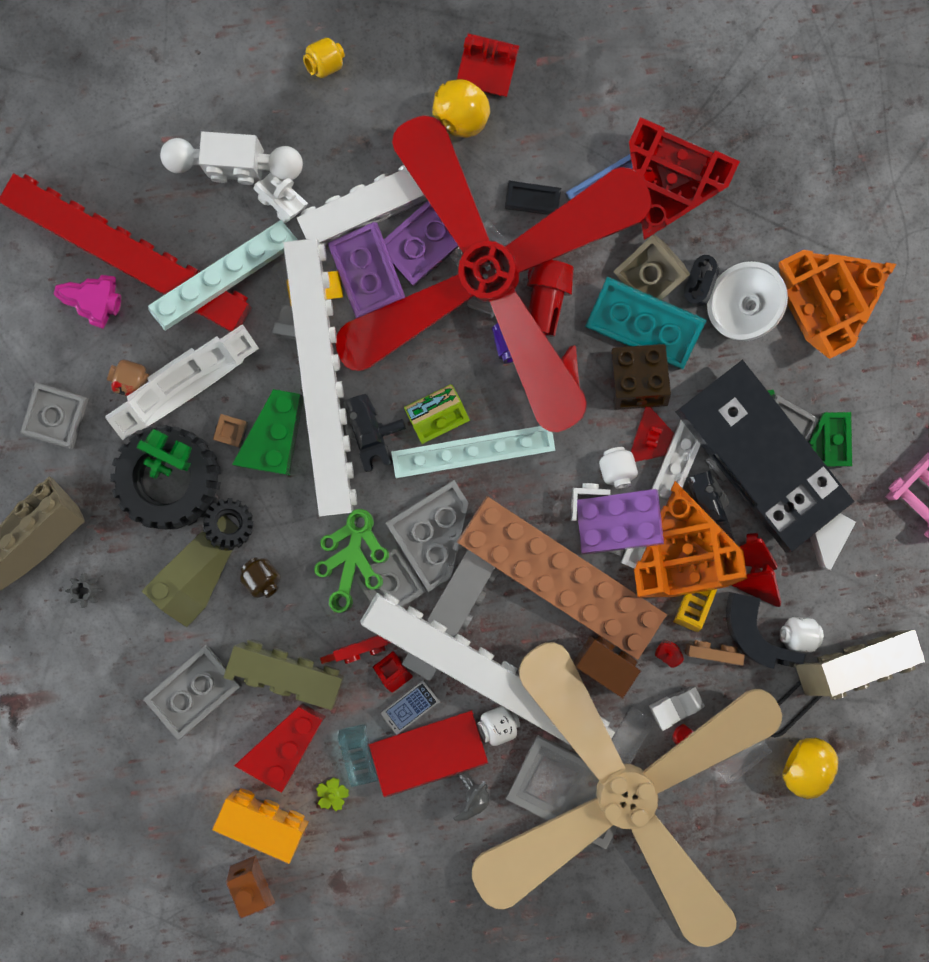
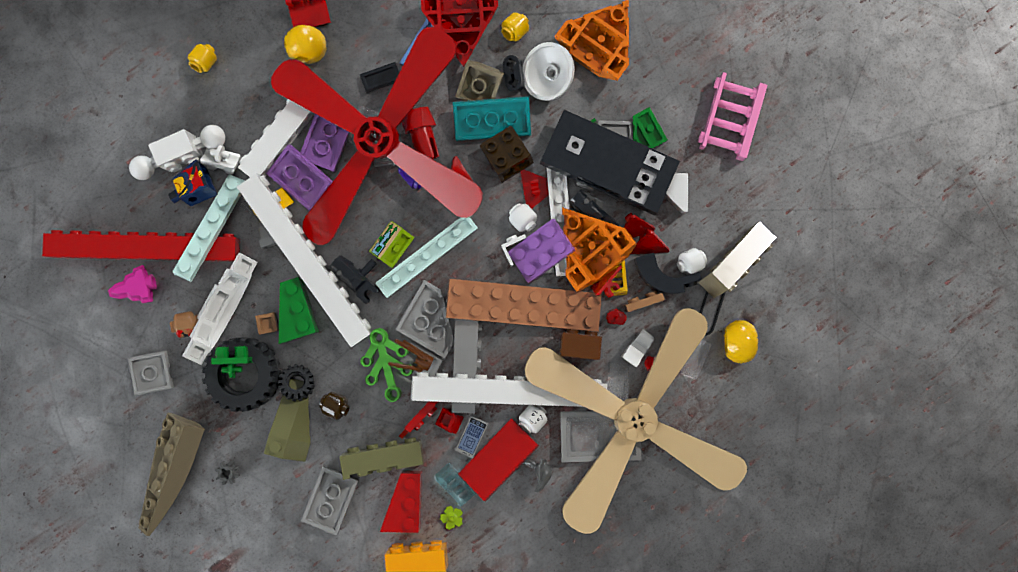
camera: 30 degrees left, 0 degrees up
(229, 210) = (193, 185): none -> torso
(399, 580) = (422, 360): none -> reddish brown plant
(680, 605) = (606, 283): none -> red piece
(734, 223) = (515, 27): none -> yellow head

